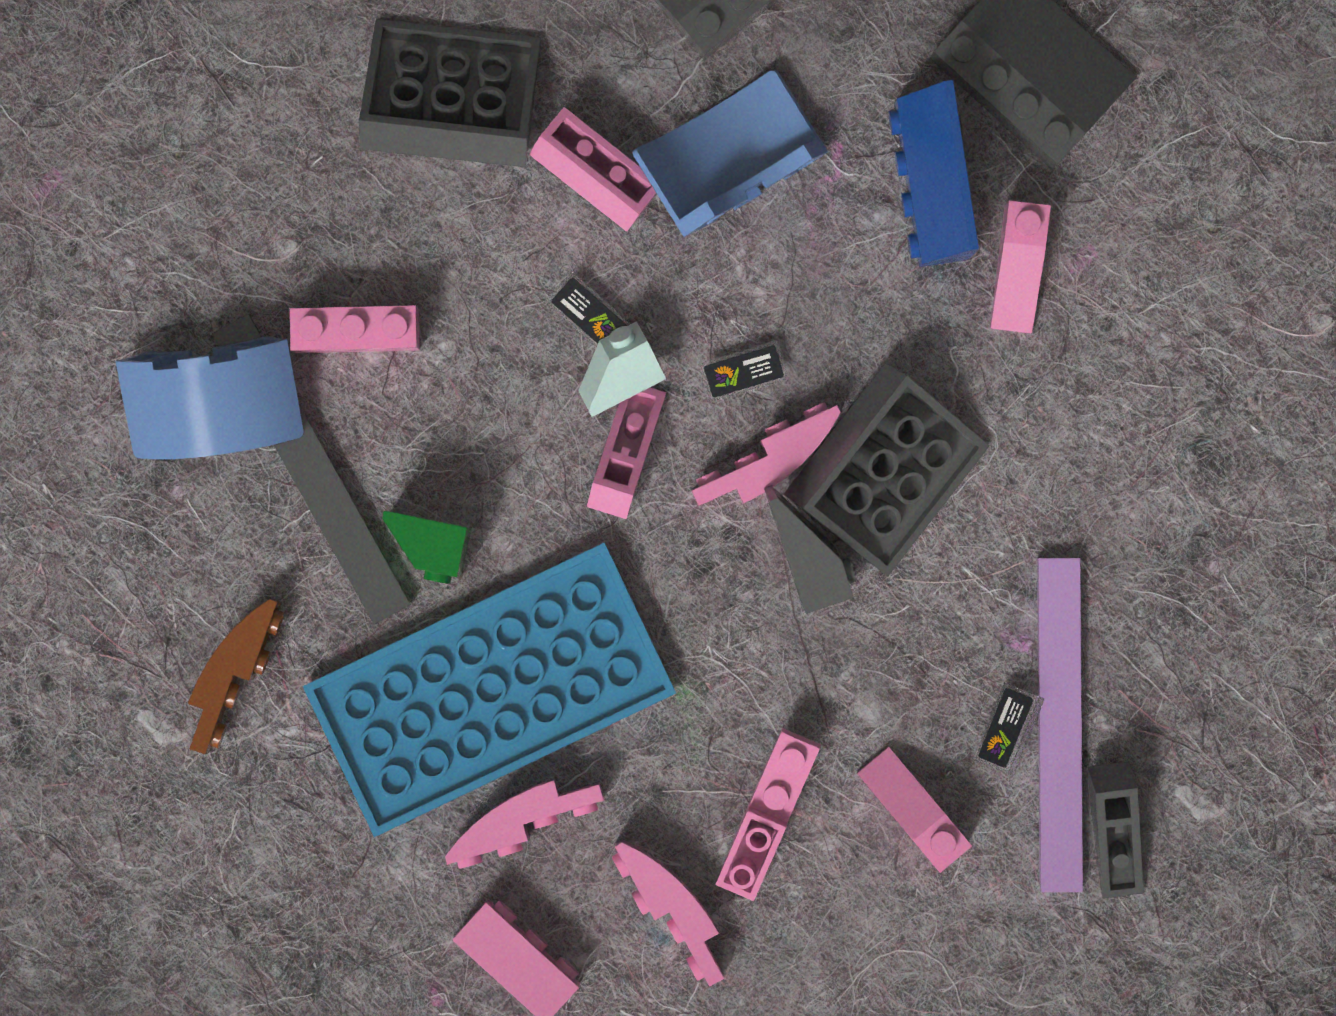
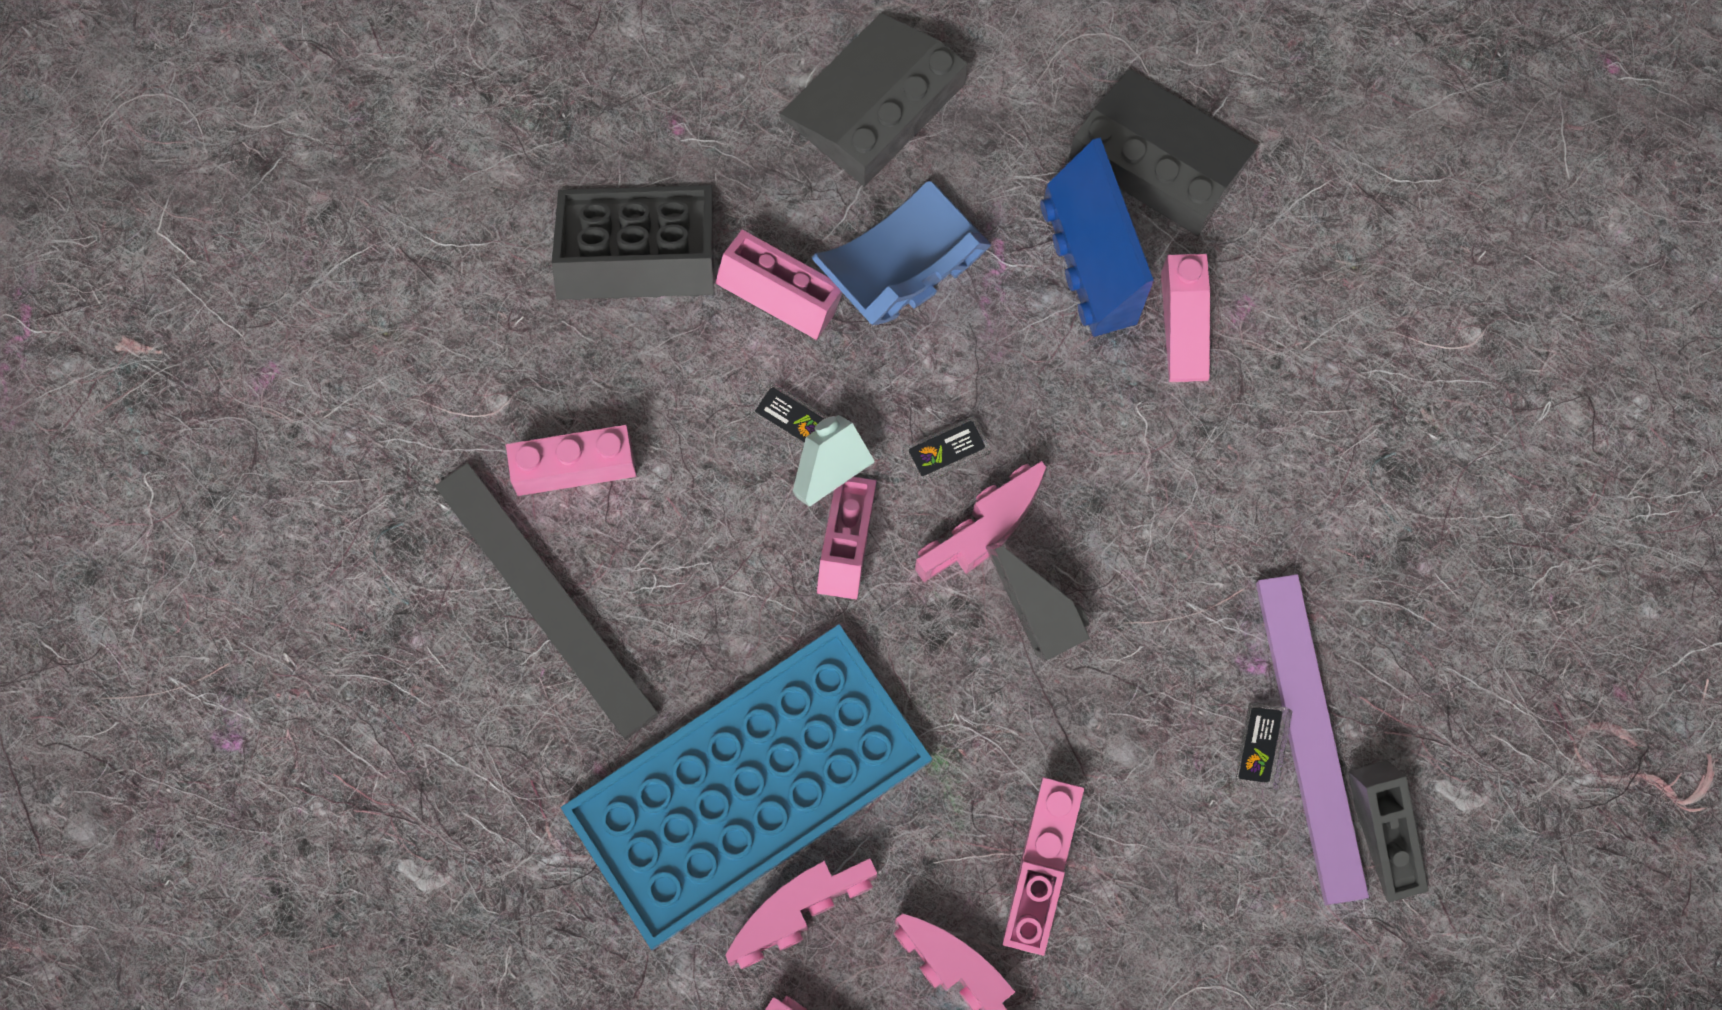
camera: 10 degrees left, 15 degrees down
(210, 403) = (438, 543): medium blue panel -> none
(240, 656) = (491, 787): dark orange slope -> none
(430, 545) = (670, 644): green slope -> none
(886, 469) = (1099, 517): dark grey slope -> none
(914, 809) = (1188, 841): bright pink slope -> none

